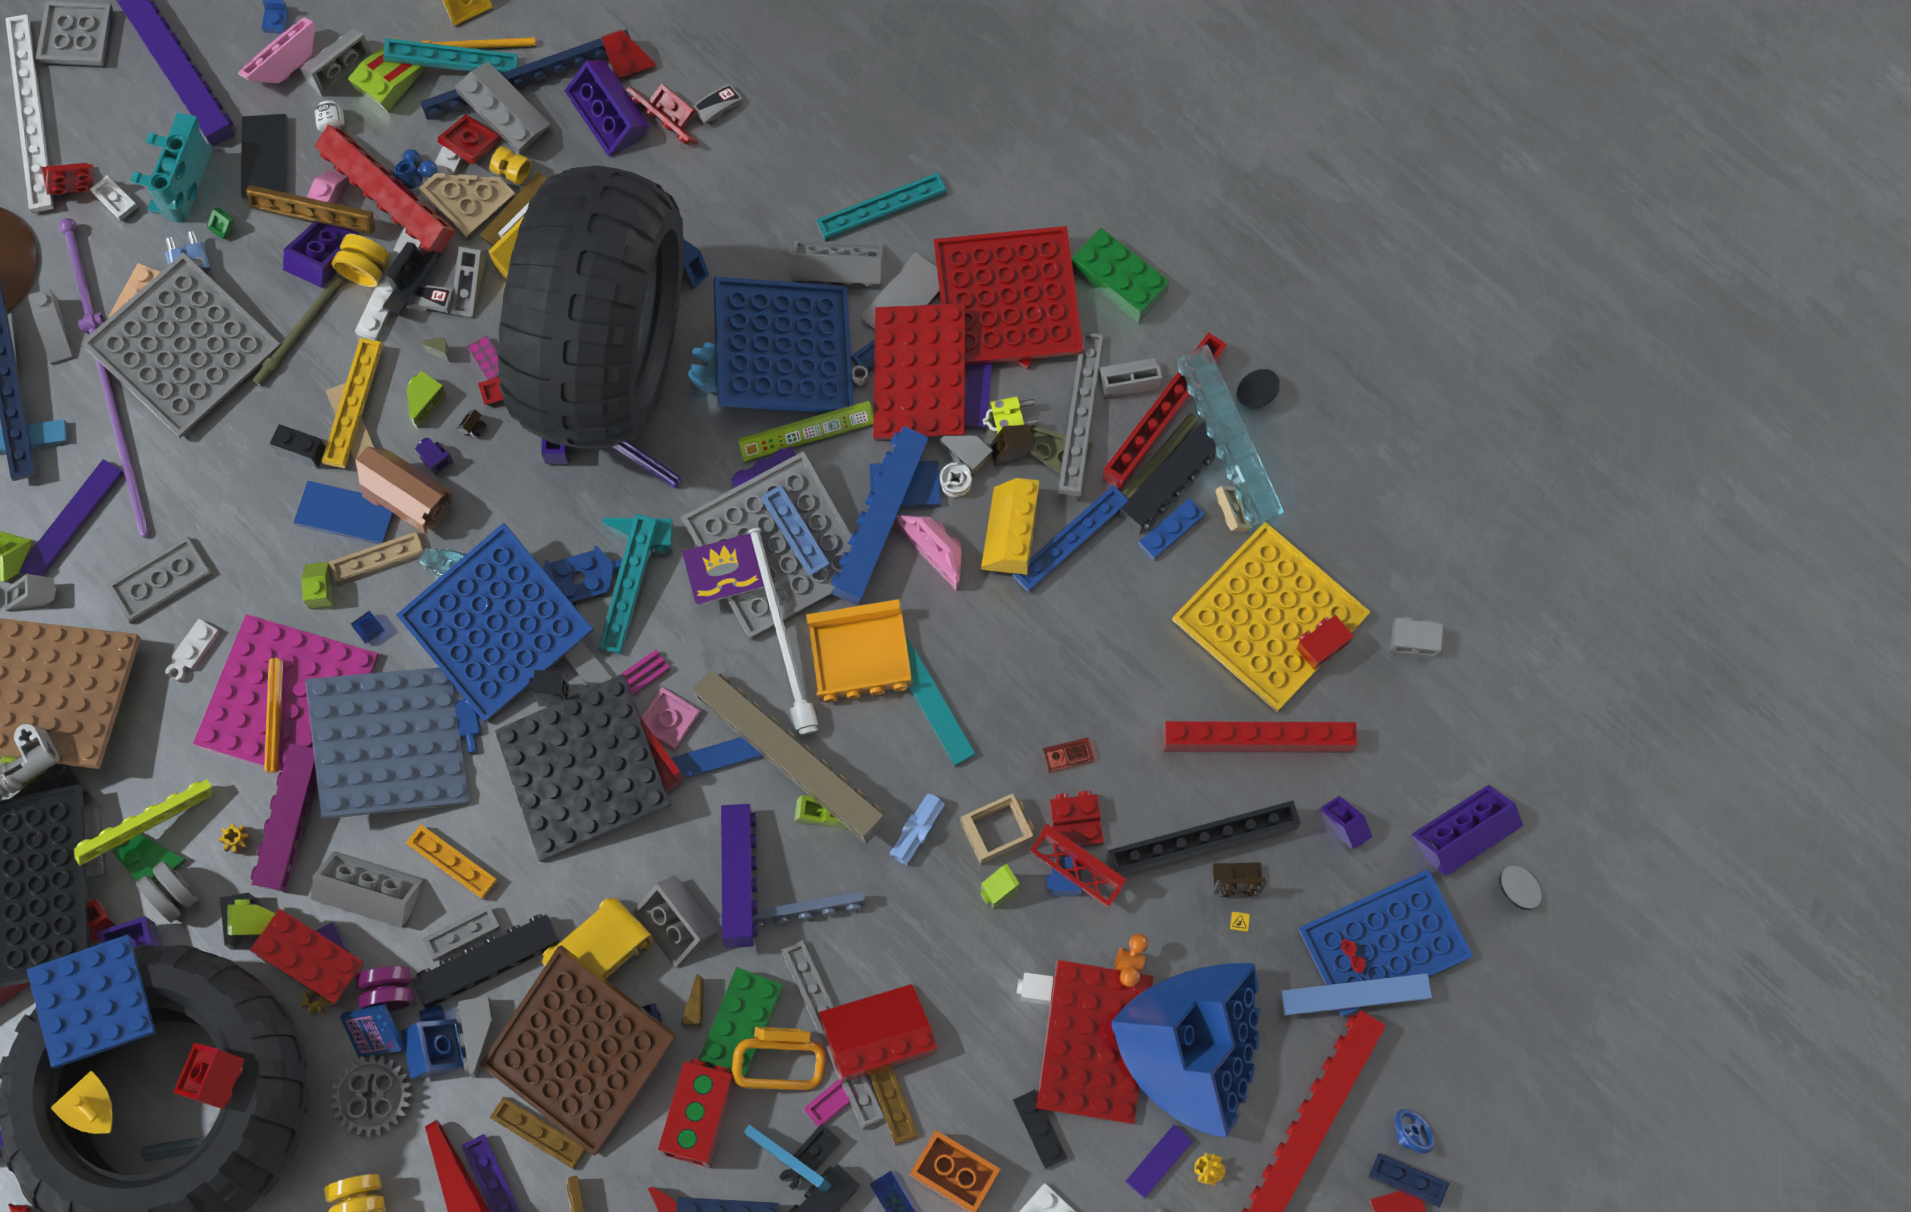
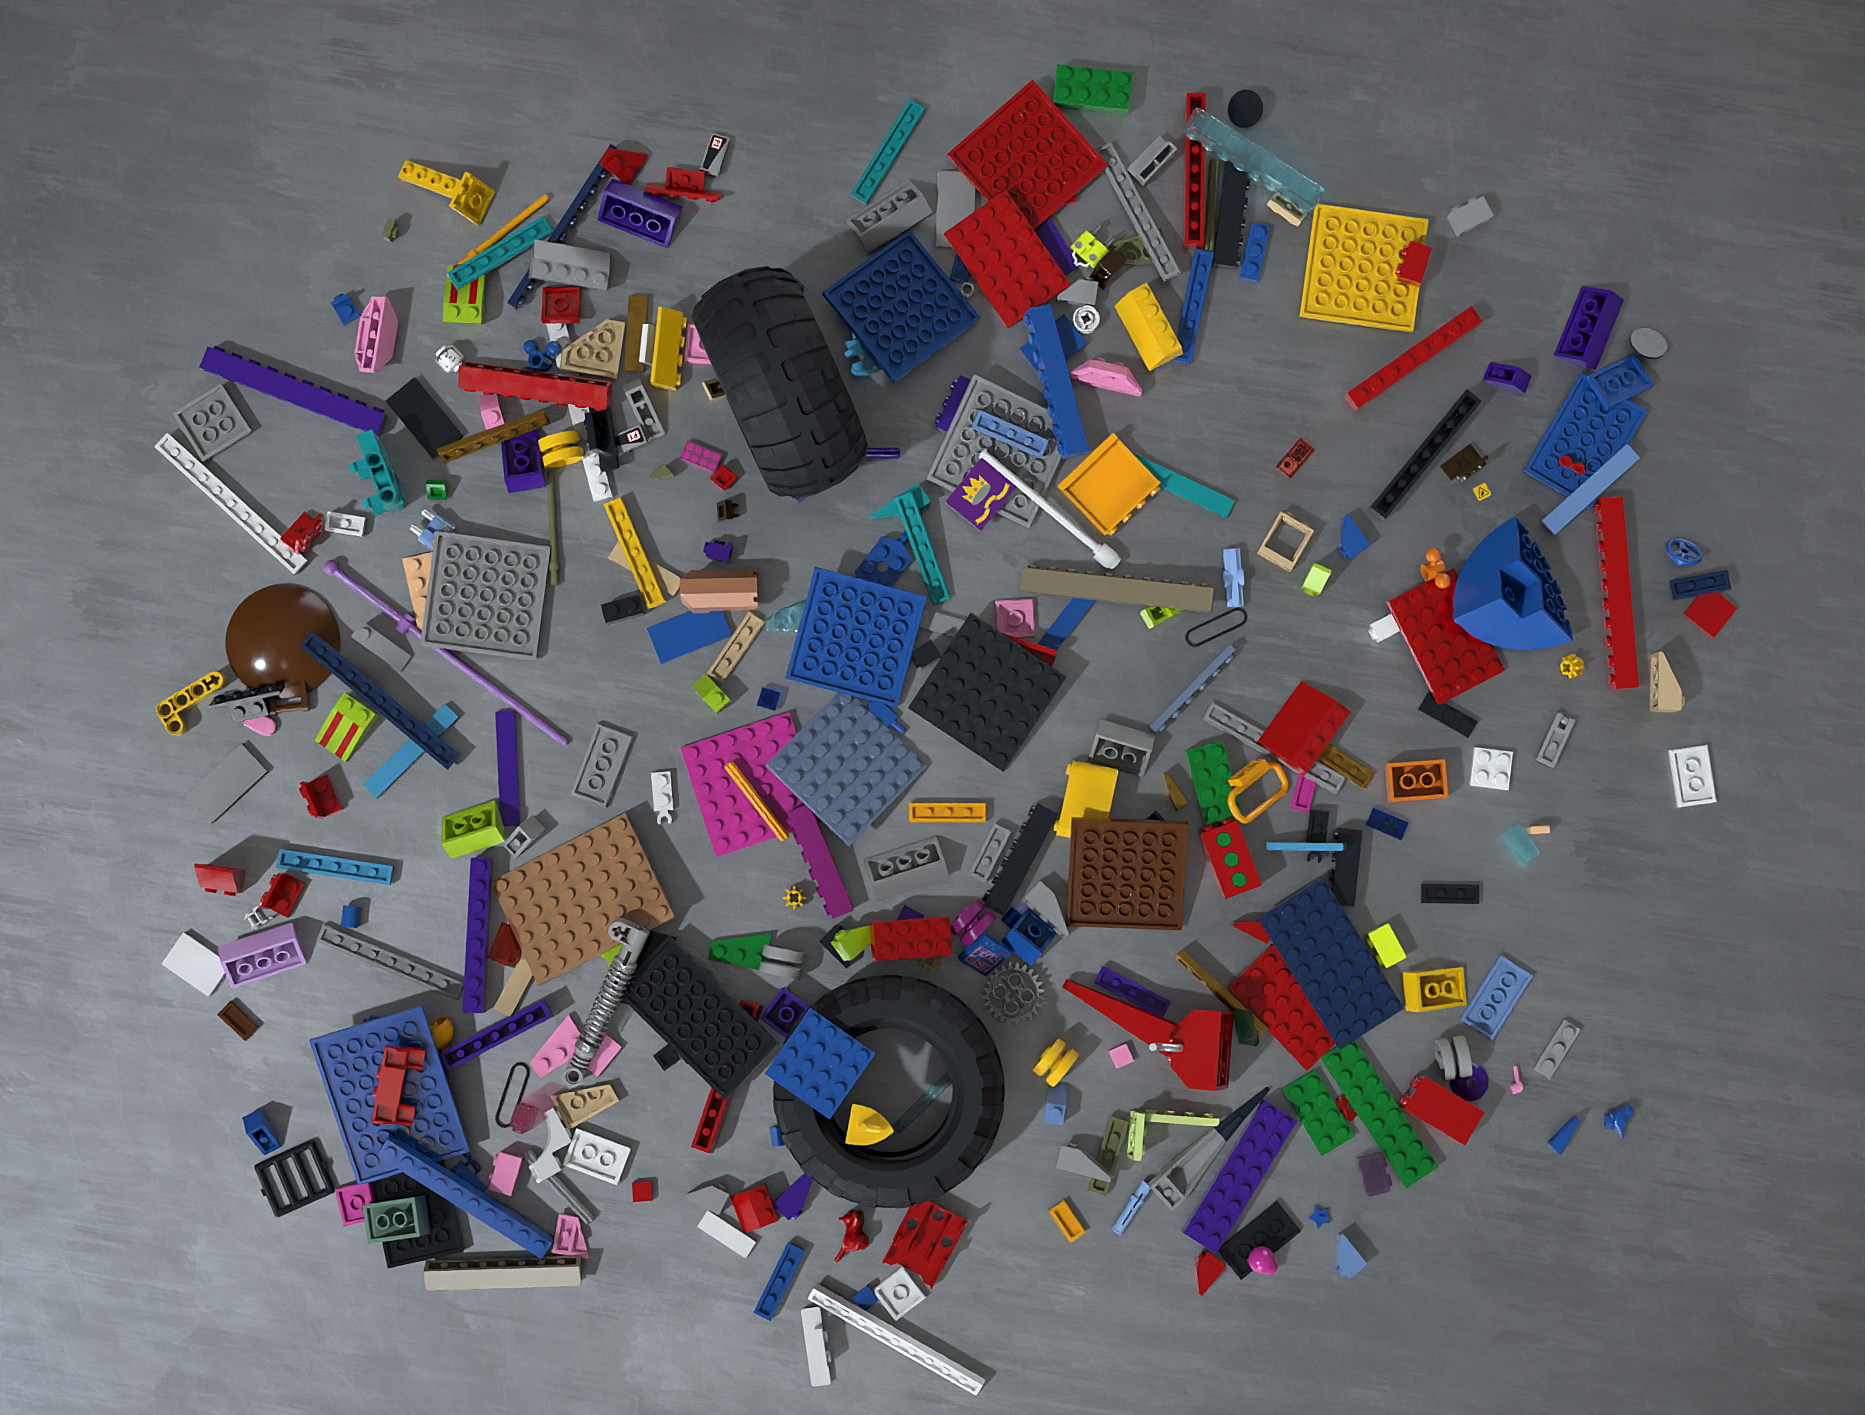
camera: 30 degrees left, 15 degrees up
(138, 824) = (733, 922): neon yellow plate -> none
(209, 1076) = (932, 1055): red slope -> none
(336, 61) = (419, 312): light grey slope -> none
(423, 396) = (678, 514): lime slope -> none
(507, 164) = (613, 305): yellow wheel -> none
(538, 1132) = (1134, 941): pearl gold tile -> none
(636, 667) = (980, 584): dark pink tile -> none
(737, 876) = (1143, 691): dark purple brick -> none
(806, 431) = (959, 355): lime tile -> none
(862, 877) = (1211, 620): none -> black piece
(1077, 818) = (1331, 499): red plate -> none
(1083, 858) = (1357, 523): red fence -> none
(1158, 1161) = (1536, 683): dark purple tile -> none
(1462, 905) = (1620, 382): none -> blue plate

